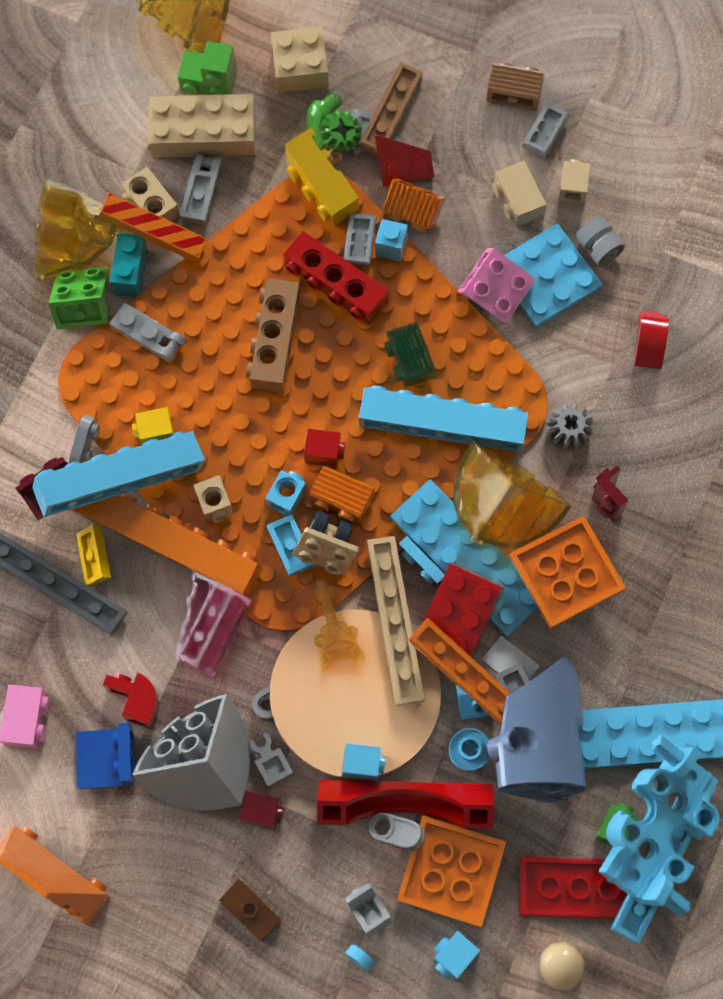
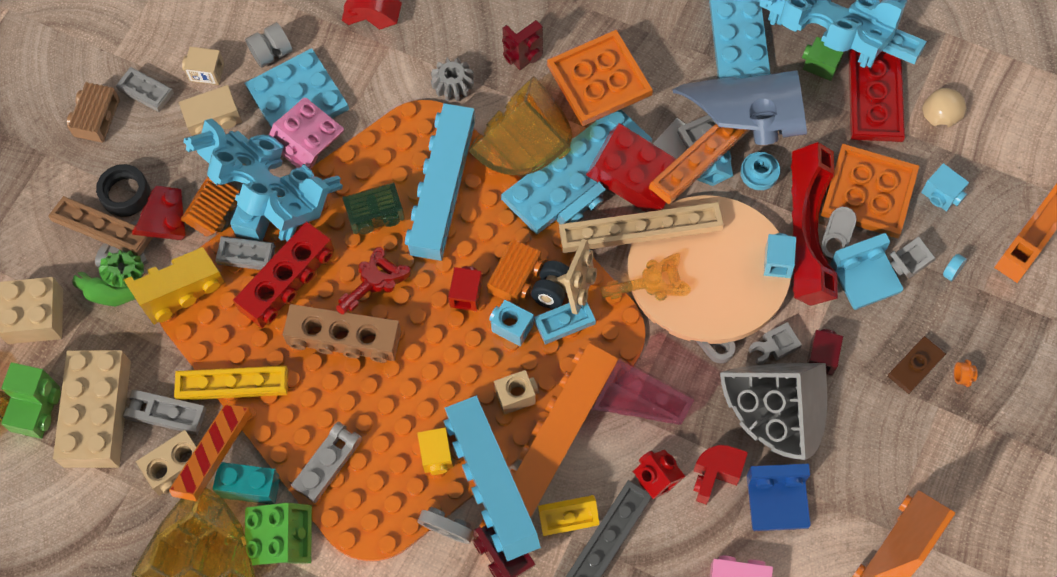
camera: 90 degrees left, 5 degrees down
(131, 638) = (658, 473): none -> red brick
(227, 242) = (231, 383): none -> yellow tile
(239, 960) = (965, 373): none -> orange plate
(331, 360) = (374, 280): none -> red piece
(350, 861) = (866, 272): none -> medium azure bracket
(414, 284) = (300, 191): none -> medium azure gear
(436, 107) = (118, 173): none -> black tyre

